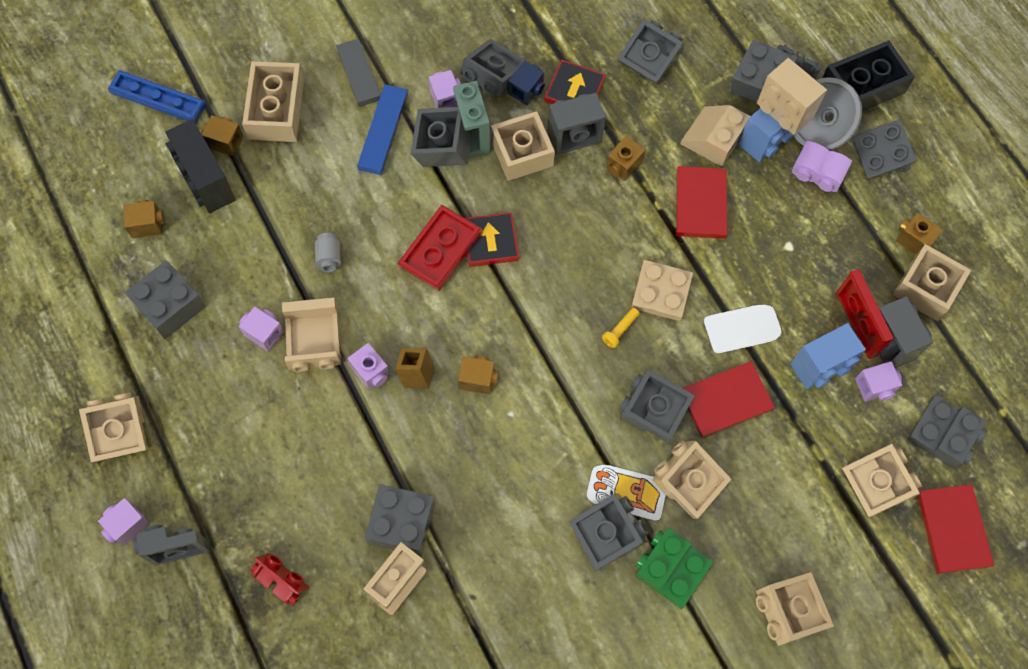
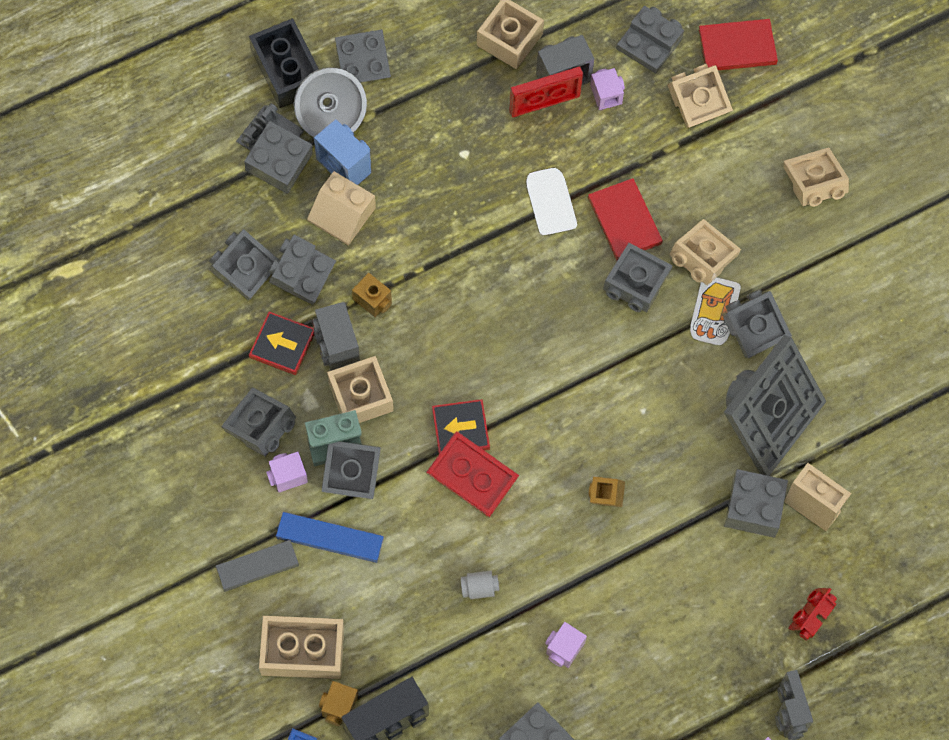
camera: 90 degrees left, 0 degrees up
(312, 334) = (571, 596): tan panel -> none
(369, 367) = (604, 538): lavender brick -> none
(477, 375) = (609, 437): pearl gold brick -> none
(501, 533) = (773, 405): none -> dark grey piece
(526, 83) = (279, 386): dark blue brick -> none
(611, 338) = (566, 315): yellow piece -> none
(648, 97) = (301, 269): none -> dark grey plate
(662, 290) = (514, 269): tan plate -> none
(673, 567) = (784, 273): green plate -> none
(701, 202) = (418, 228): red tile -> none
(791, 96) = (338, 124): tan brick -> none
(821, 166) = (382, 115): lavender brick -> none
(828, 357) = (589, 126): medium blue brick -> none
(917, 233) = (457, 38): pearl gold brick -> none

